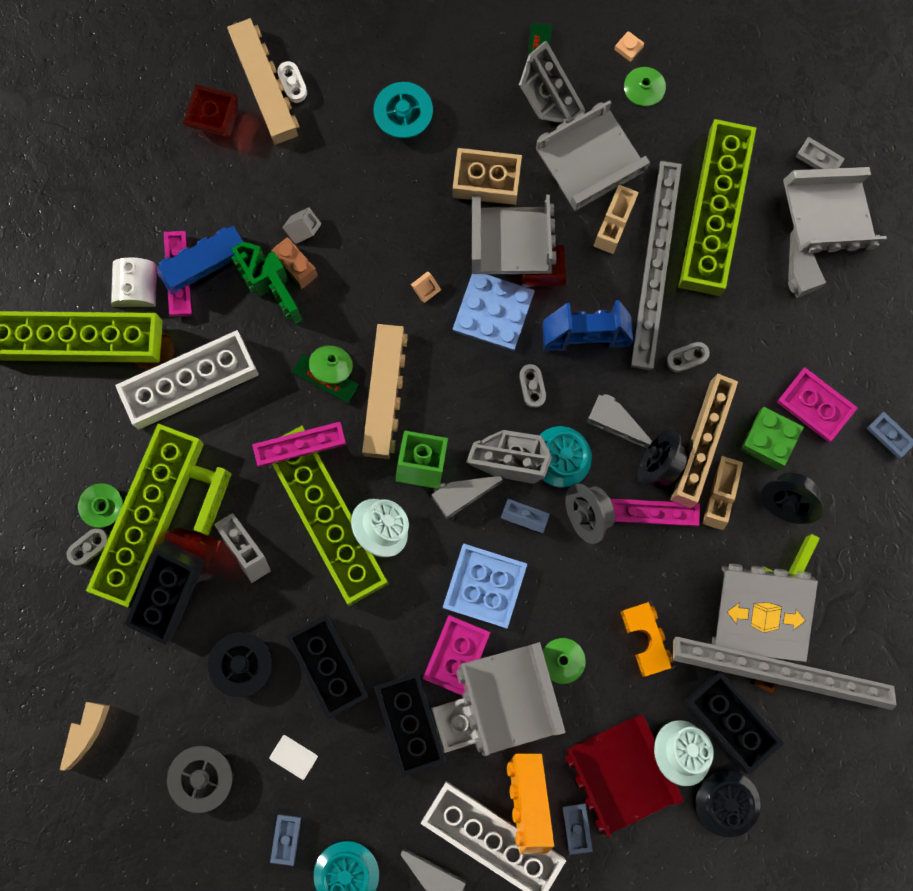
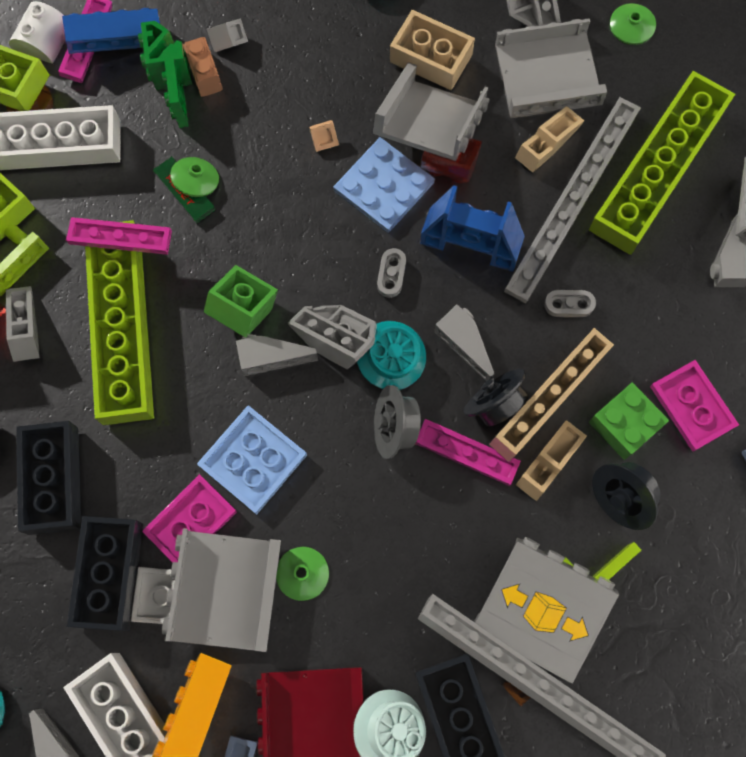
camera: 25 degrees right, 5 degrees down
(380, 527) = (167, 354): light aqua wheel -> none
(383, 391) = (235, 221): tan brick -> none
(525, 516) = (326, 402): sand blue plate -> none
(655, 657) = (406, 561): light orange arch -> none

